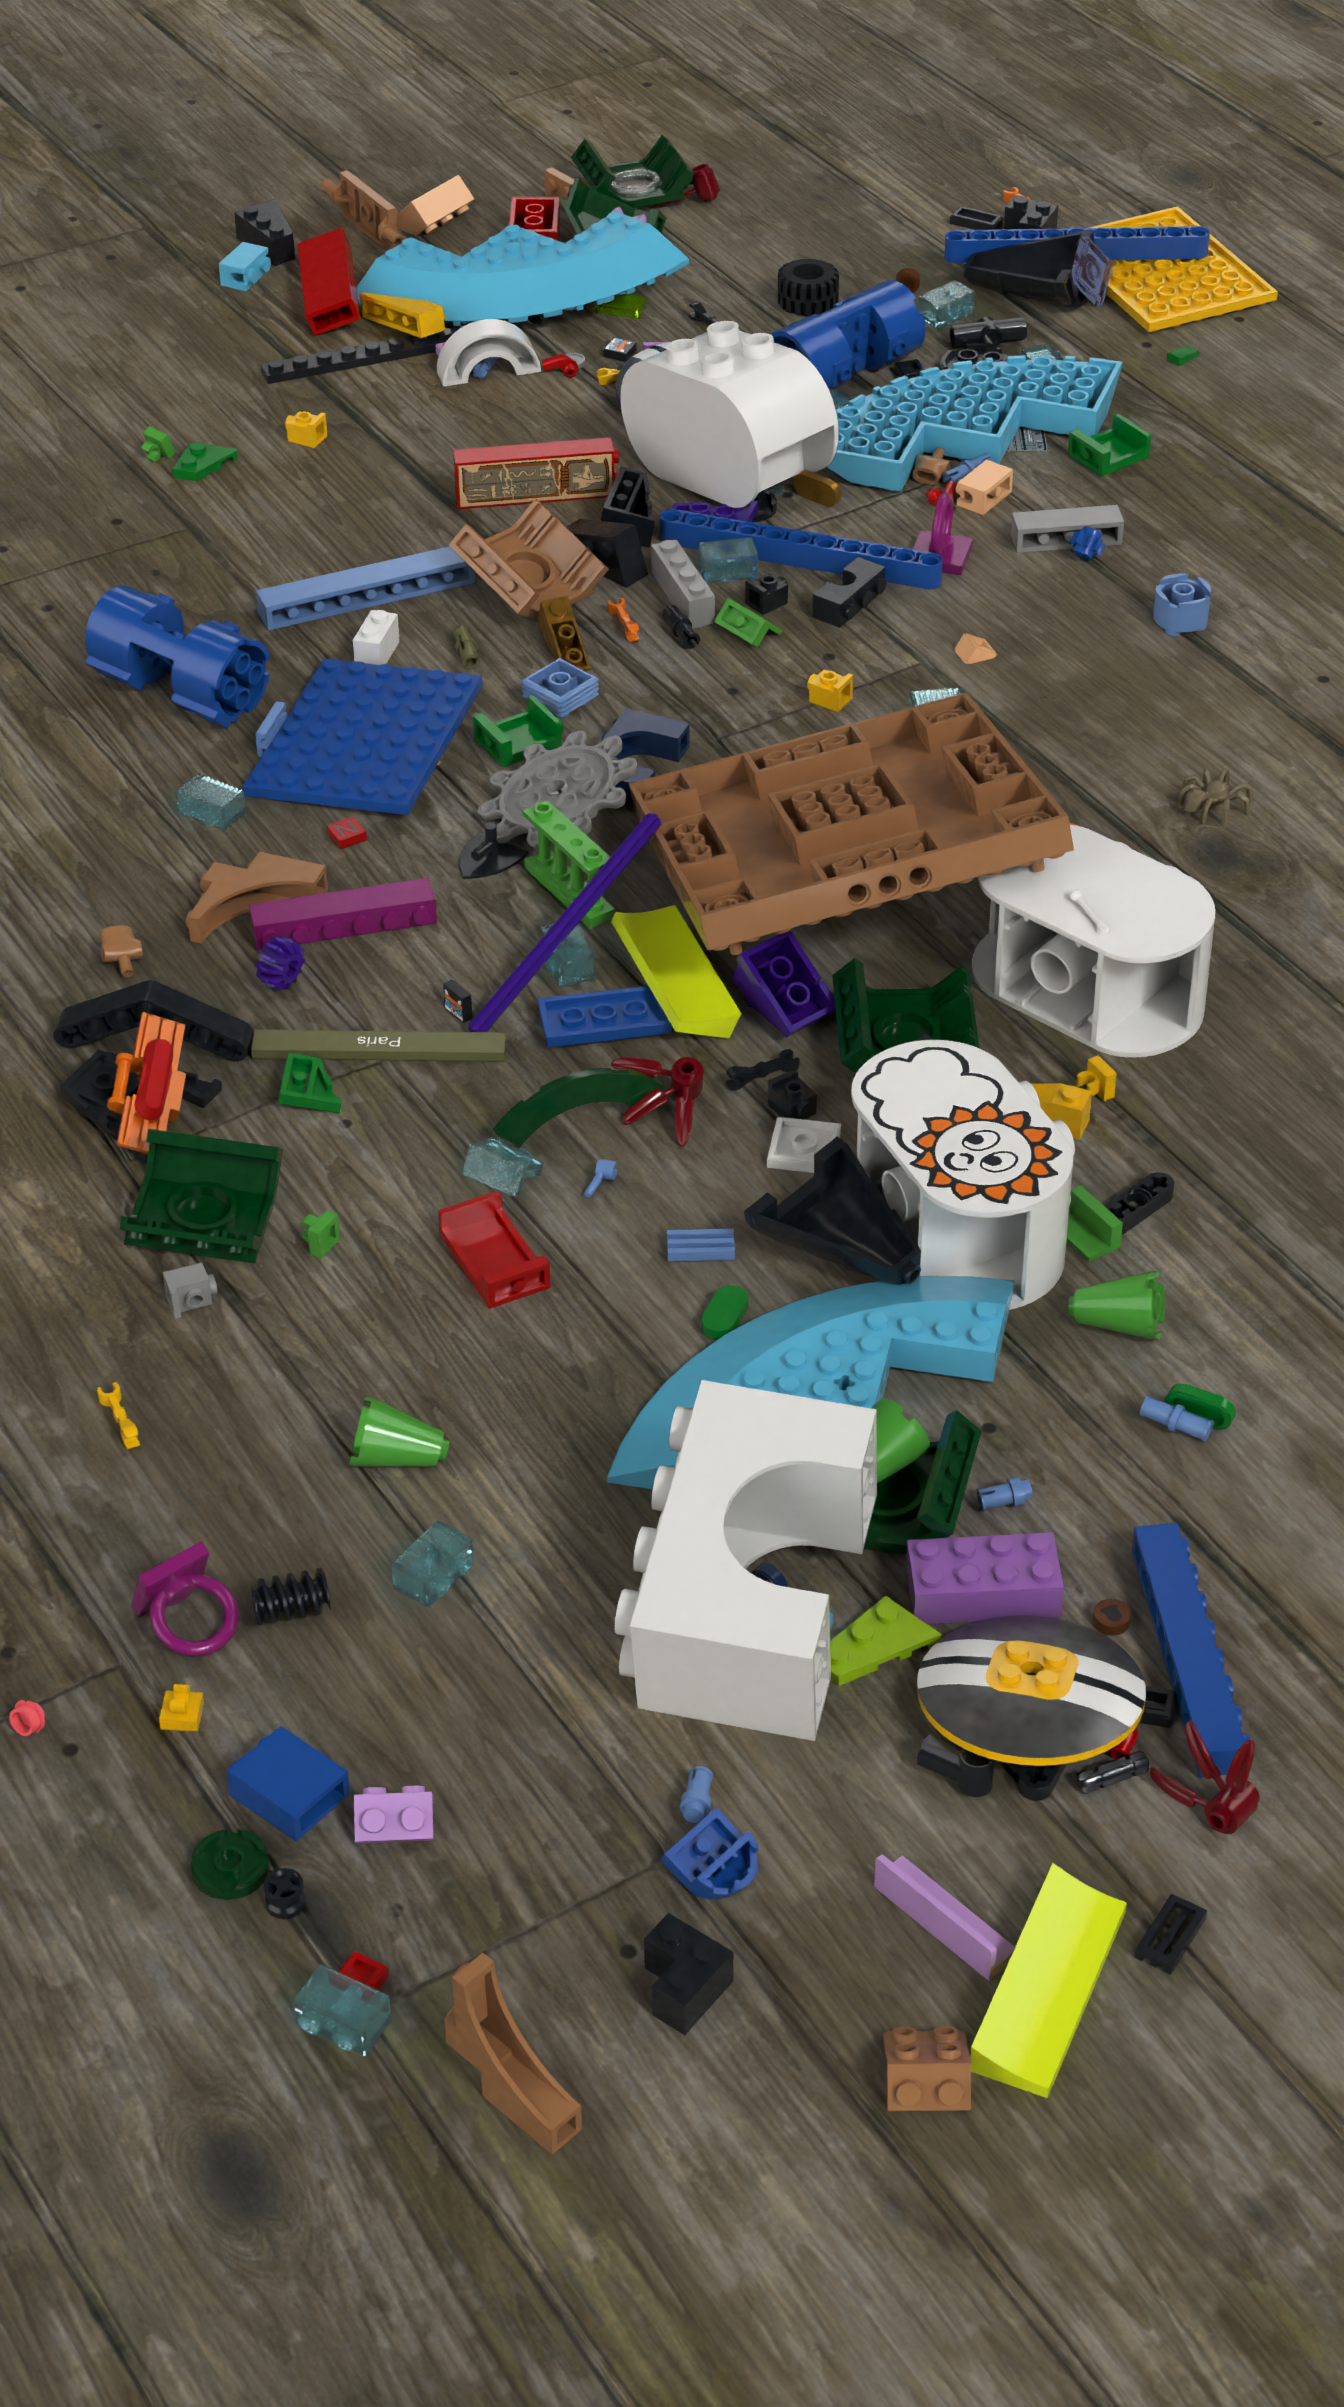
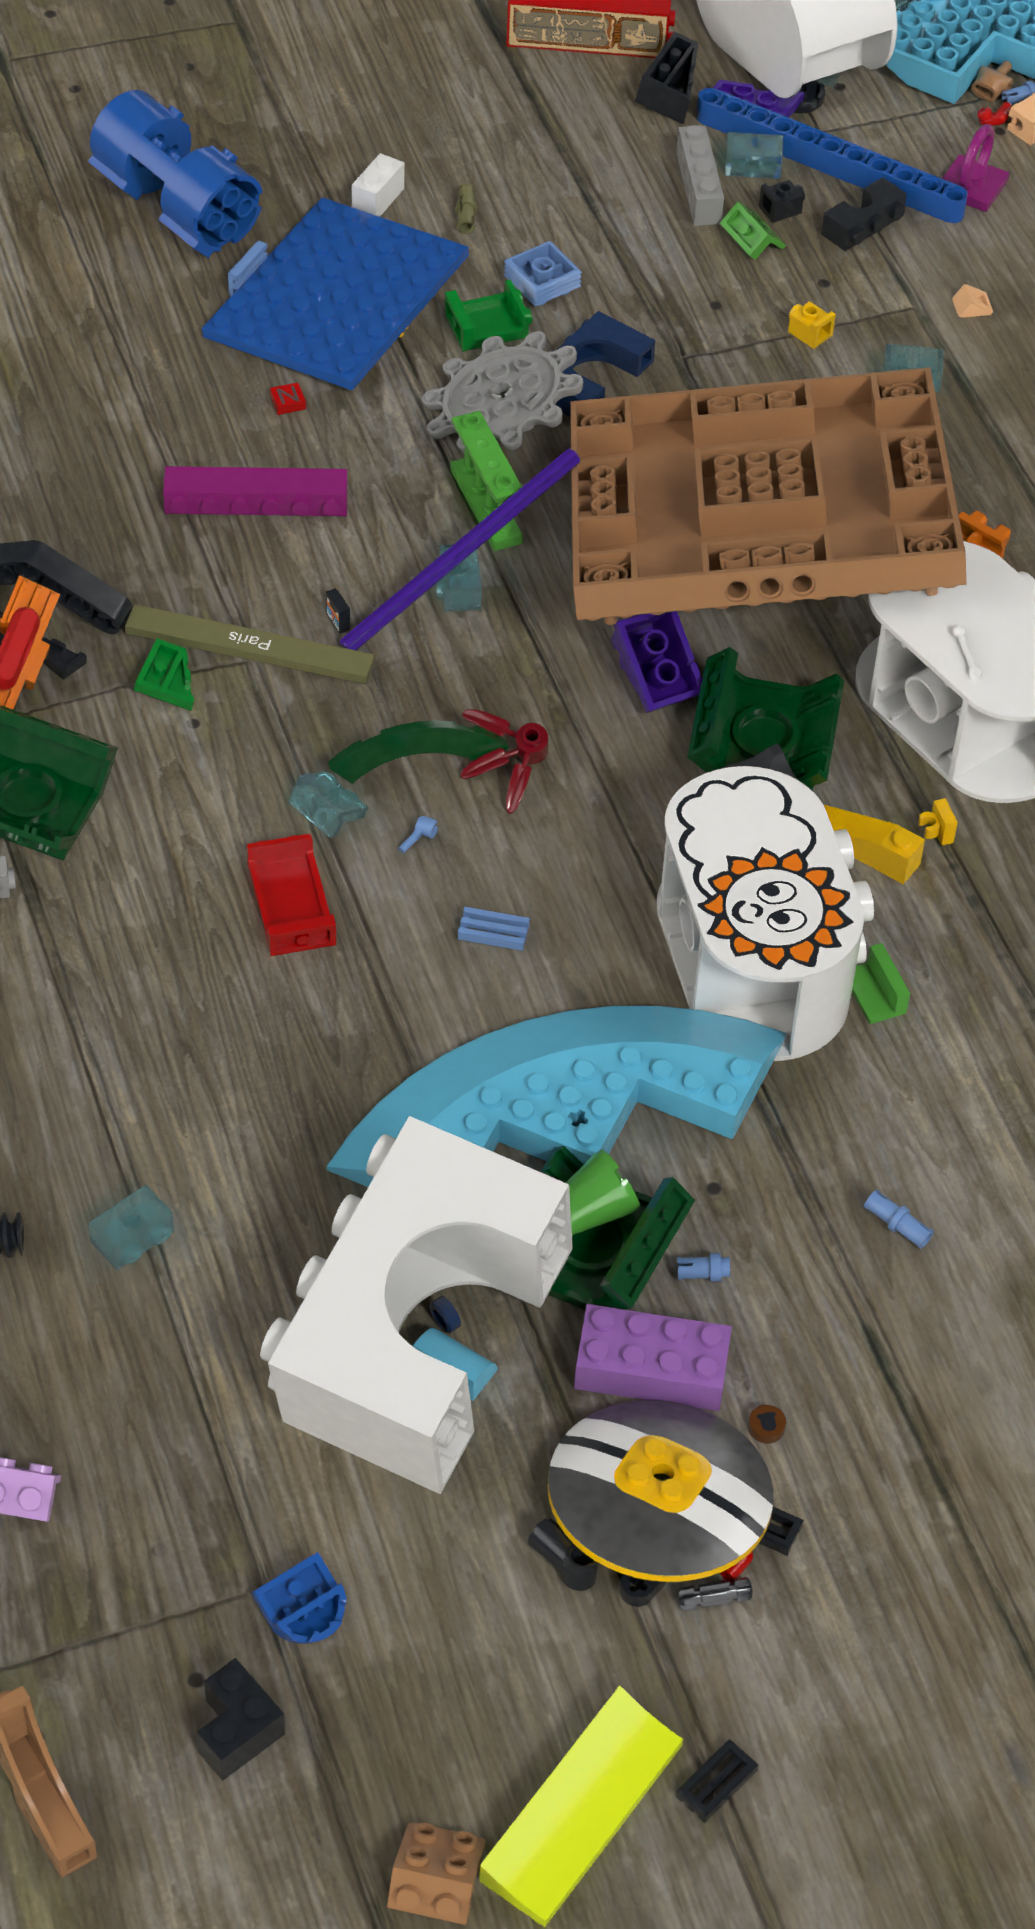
camera: 10 degrees right, 10 degrees up
(120, 946) = (33, 487): medium nougat piece -> none
(210, 801) = (165, 340): clear light blue brick -> none
(231, 889) = (192, 442): medium nougat arch -> none
(280, 962) = (177, 536): dark purple gear -> none
(321, 1232) = (132, 843): bright green tile -> none
(362, 587) = (386, 122): medium blue brick -> none
(395, 1439) = (133, 1085): bright green cone -> none
(486, 856) = (417, 450): black shield -> none
(532, 561) = (554, 128): medium nougat panel -> none
(562, 632) = (564, 213): pearl gold slope -> none
(601, 1016) = (475, 654): blue plate -> none
(615, 546) = (634, 122): black wedge -> none
(630, 627) = (634, 214): orange piece -> none
(678, 972) = (561, 648): neon yellow arch -> none
(681, 626) = (685, 223): black pin -> none
(696, 1802) = (304, 1538): medium blue animal -> none
(724, 1311) = (494, 1007): green tile -> none
(743, 1075) = (589, 747): black piece -> none
(791, 1096) = (630, 783): black brick -> none
(797, 1141) = (627, 838): white tile -> none
(817, 488) = (869, 87): pearl gold tile -> none
(841, 1219) = (630, 935): black cone -> none
(877, 1637) = (529, 1398): lime wing -> none
(943, 1916) = (503, 1712): lavender panel -> none
(1122, 1305) = (883, 1085): bright green cone -> none
(1143, 1192) = (943, 957): black beam -> none
(1188, 1640) = (829, 1479): blue brick -> none
(1203, 1404) = (927, 1211): green tile -> none
(1236, 1798) = (824, 1649): dark red plant -> none

